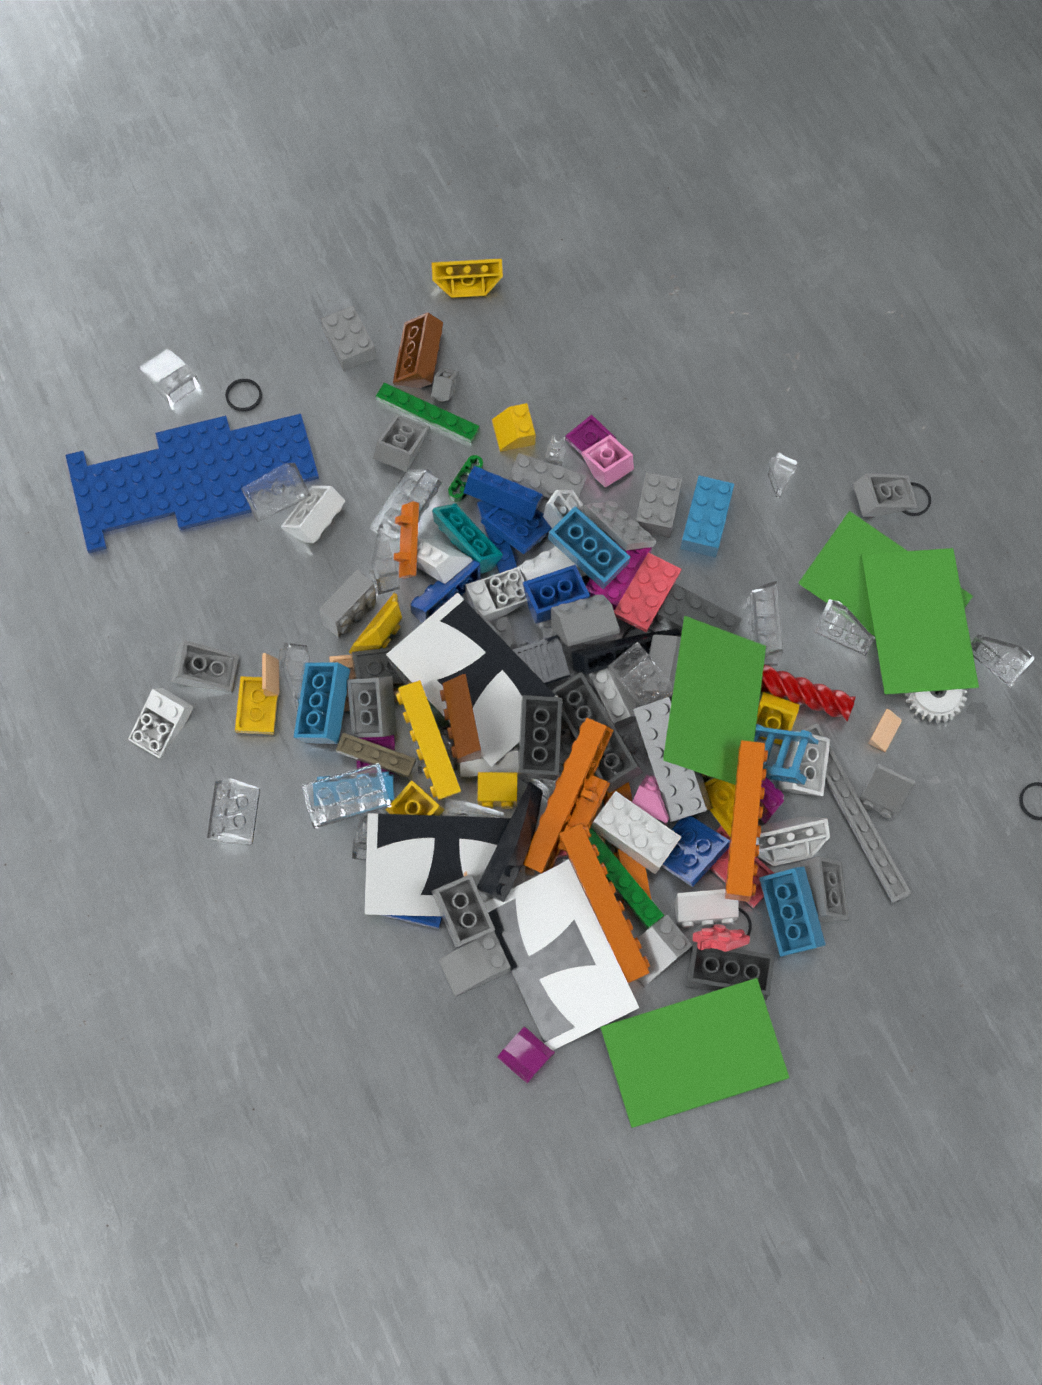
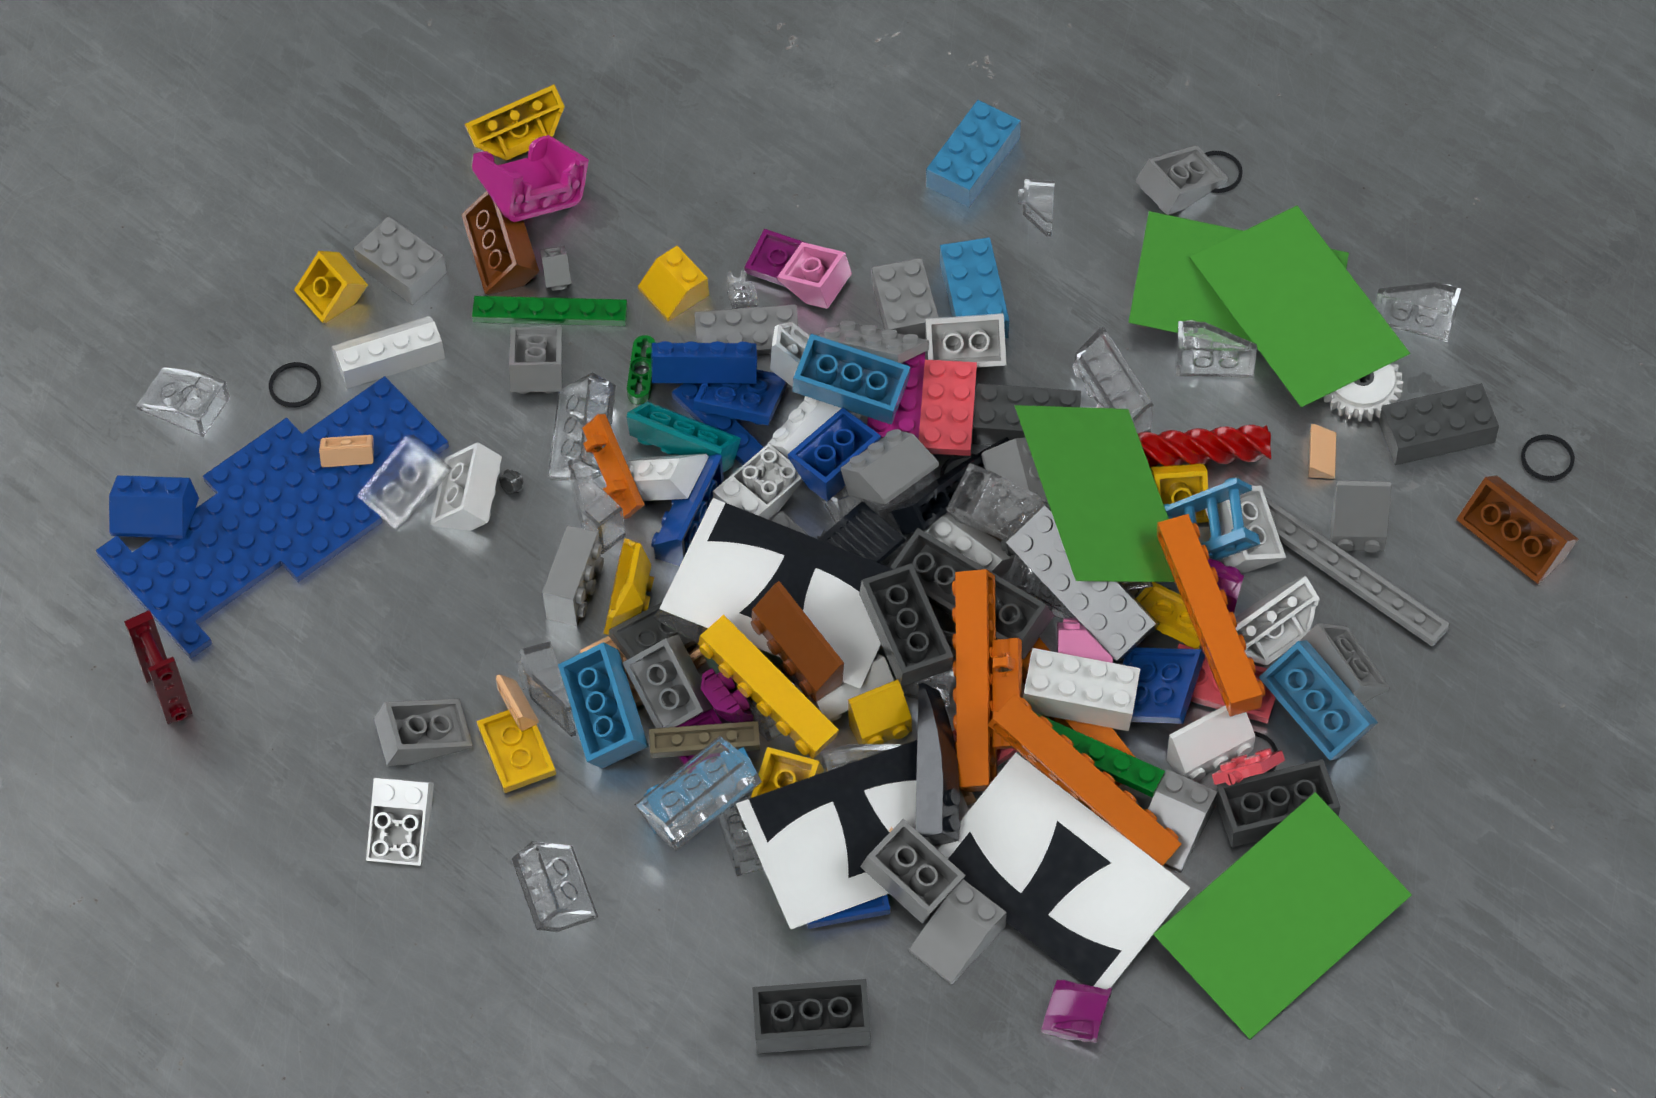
camera: 20 degrees left, 10 degrees down
(55, 551) = (157, 667): none -> dark red fence
(111, 441) = (151, 506): none -> blue slope
(250, 454) = (346, 450): none -> light nougat slope
(297, 337) = (330, 285): none -> yellow slope
(311, 397) = (389, 352): none -> white slope
(344, 520) = (511, 481): none -> dark grey plate
(350, 979) = (811, 1016): none -> dark grey brick
(399, 734) = (727, 703): none -> magenta slope
(456, 321) = (536, 185): none -> dark pink windscreen
(683, 551) = (967, 339): none -> white slope
(754, 419) = (973, 153): none -> dark azure brick
(974, 745) = (1438, 424): none -> dark grey brick
(991, 844) = (1516, 528): none -> dark orange slope

